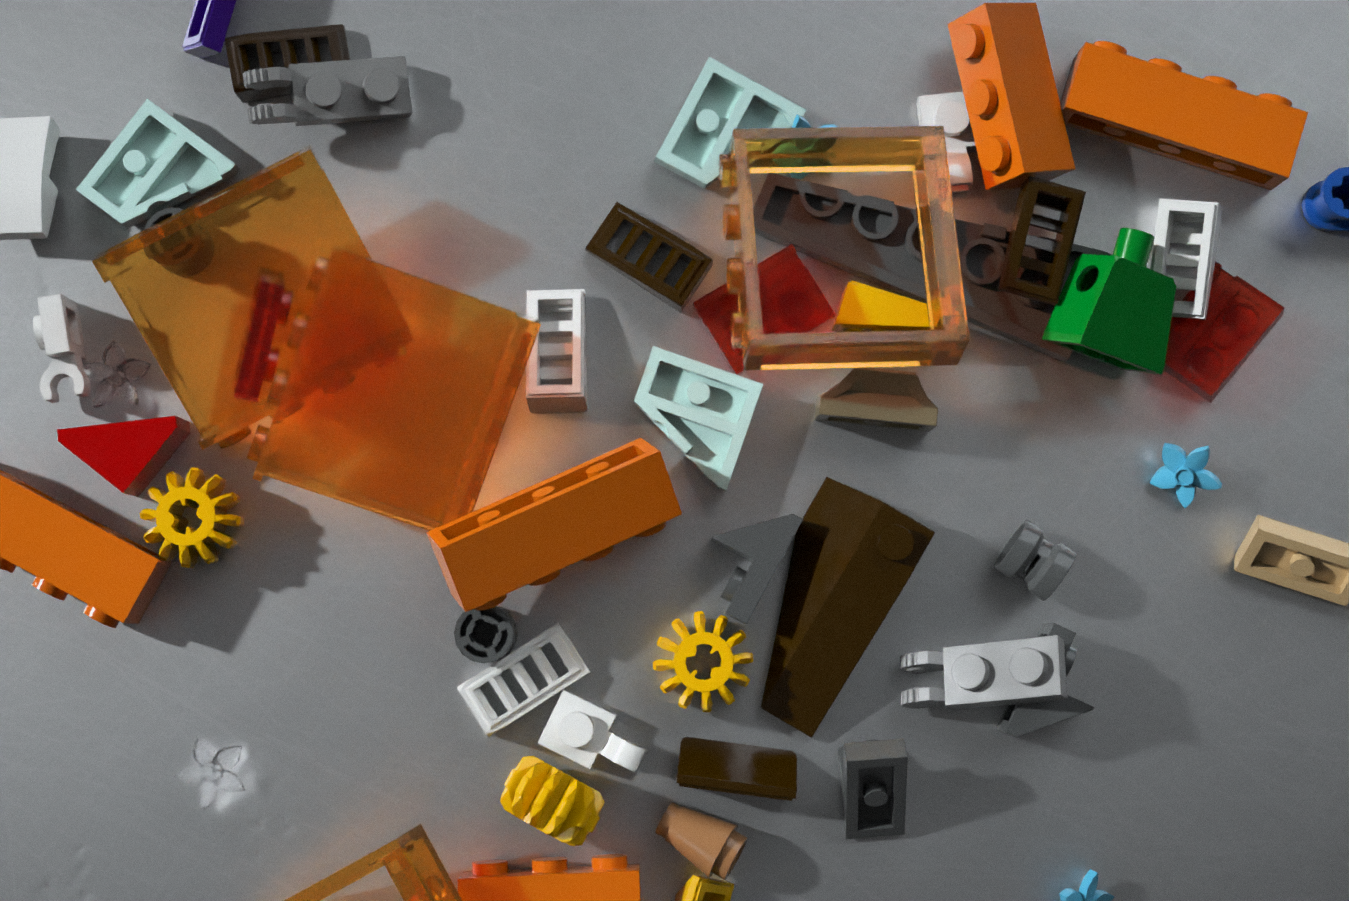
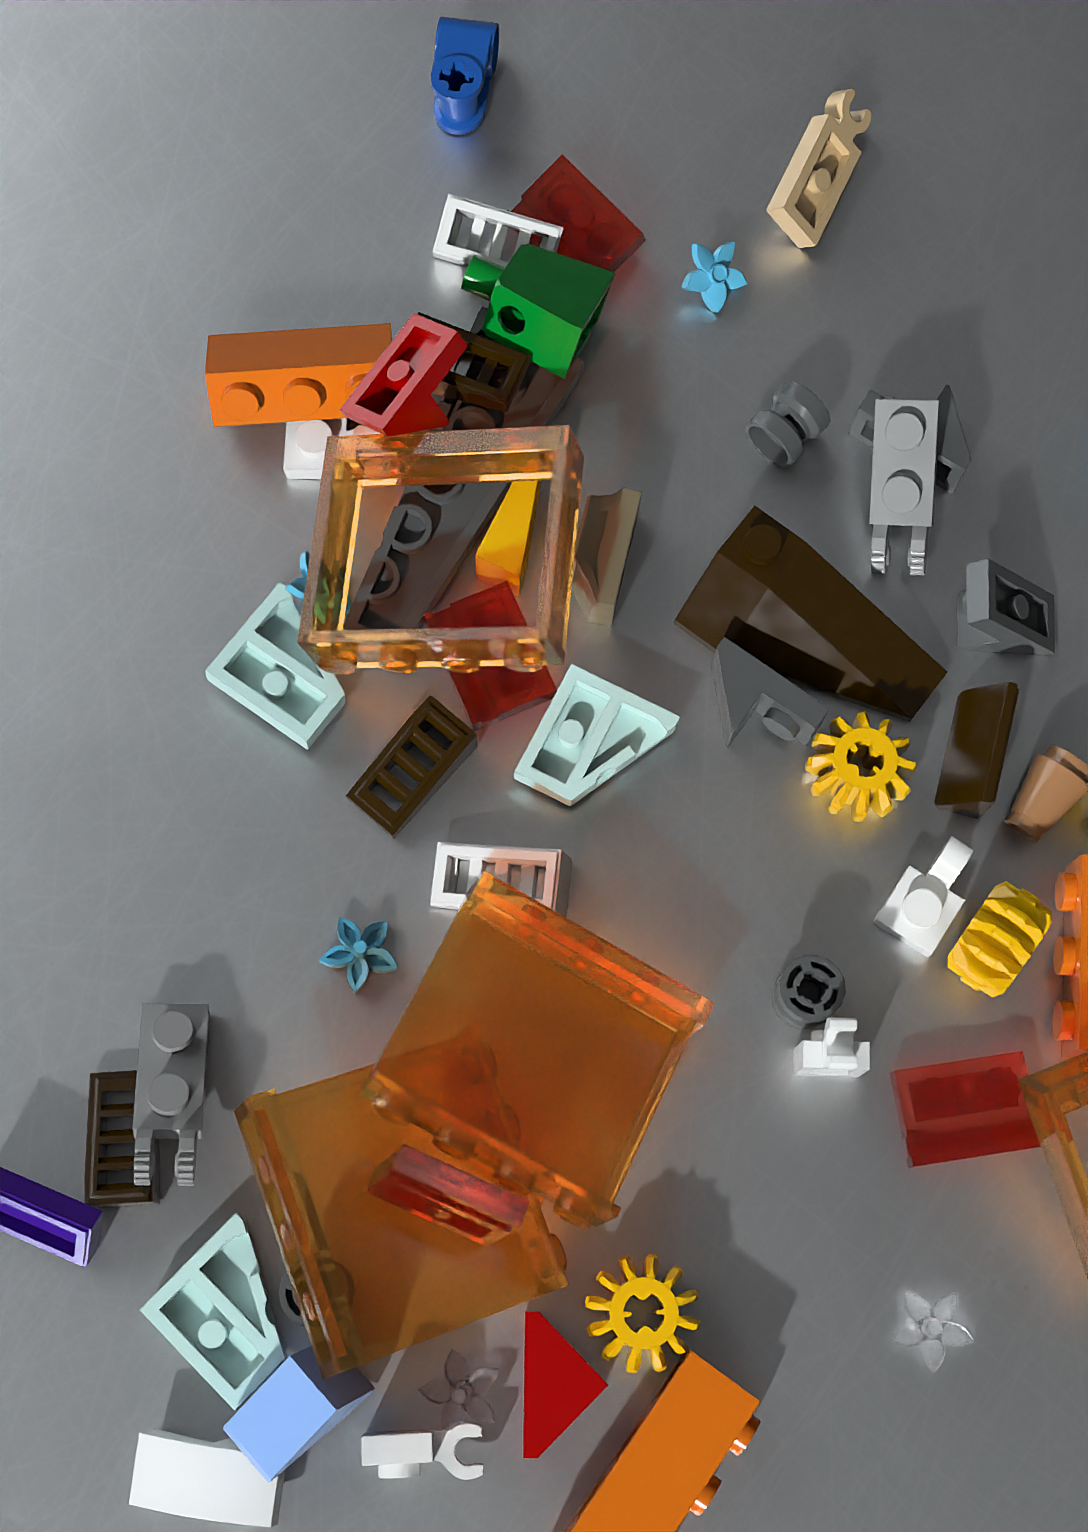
camera: 80 degrees left, 10 degrees down
(73, 235) = (294, 1412): none -> light blue slope
(403, 782) = (963, 1109): none -> clear red plate
(430, 659) = (833, 1051): none -> white plate
(477, 235) = (360, 952): none -> medium azure plant
(482, 708) = (893, 971): white slope -> none
(555, 525) = (702, 896): orange brick -> none
(993, 180) = (399, 386): none -> red slope
(1182, 115) = (348, 220): orange brick -> none

